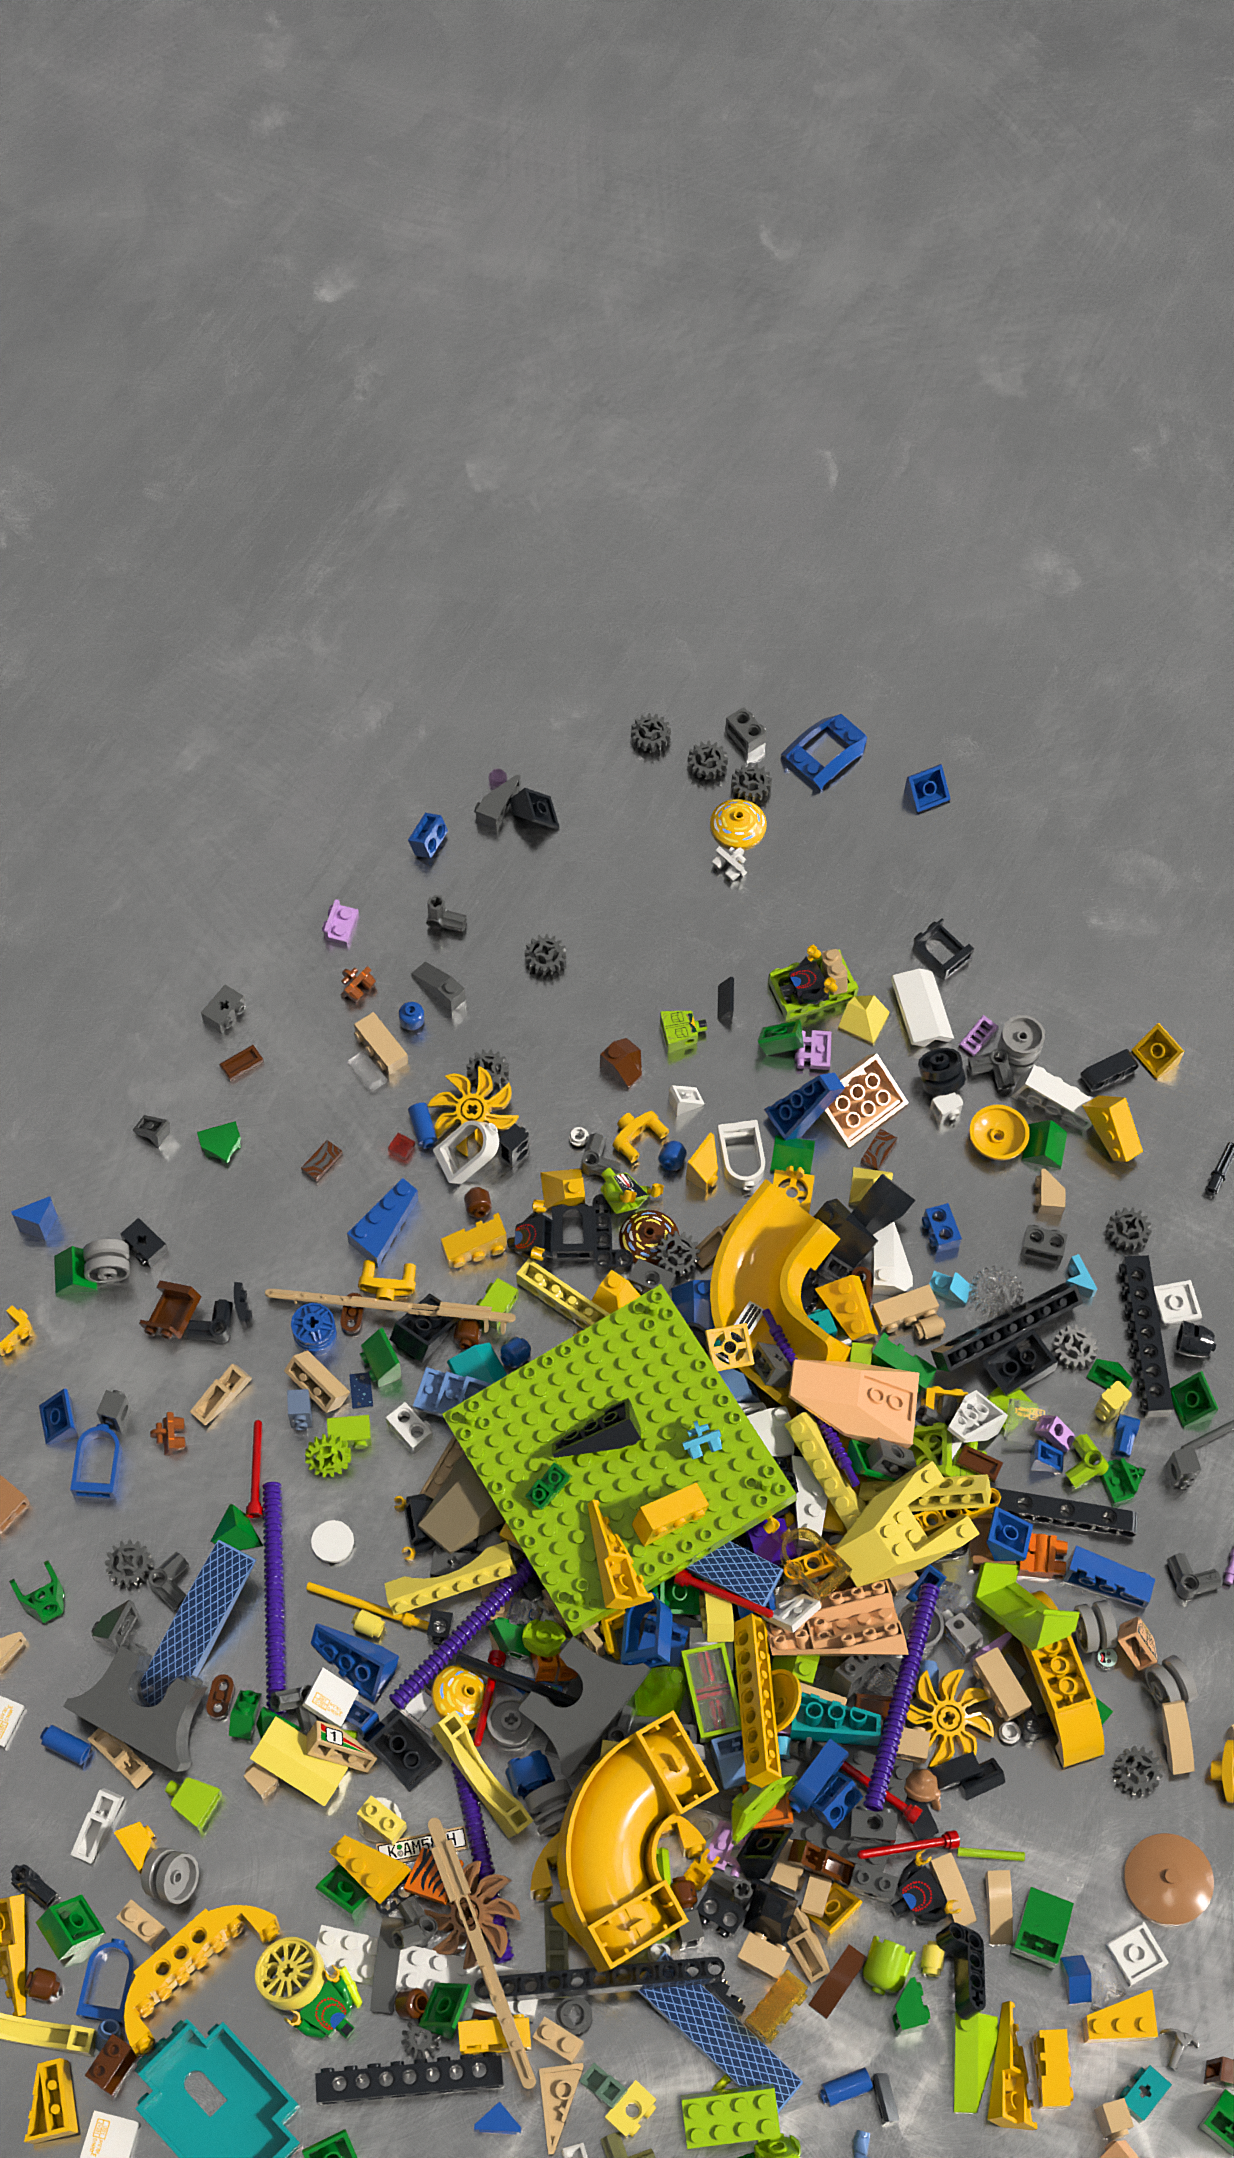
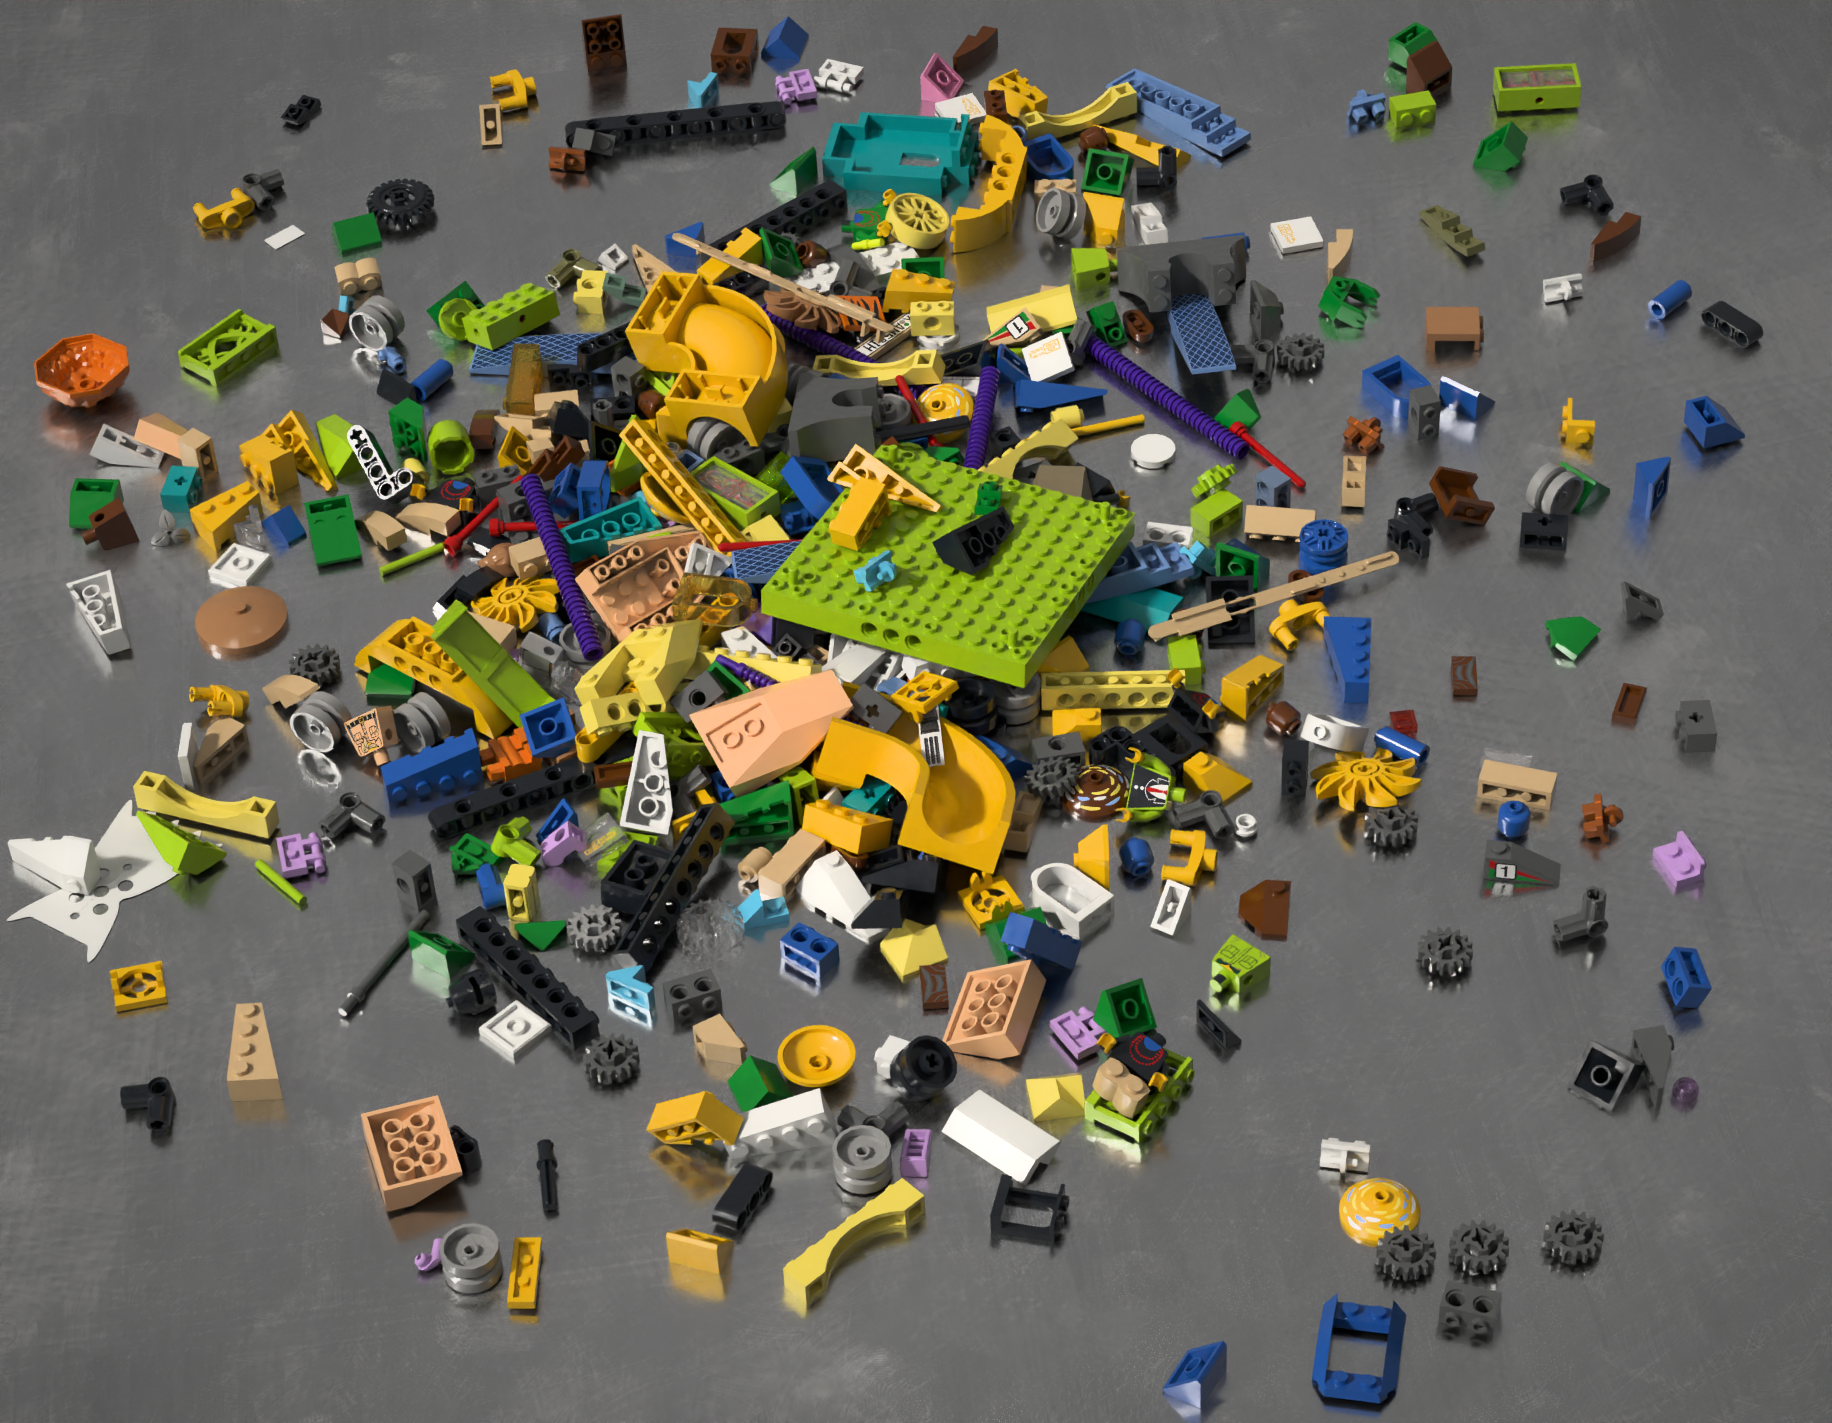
camera: 150 degrees right, 20 degrees down
(405, 1385) = (1200, 558): none -> medium azure hips
(1023, 1000) = (892, 1209): none -> light yellow arch

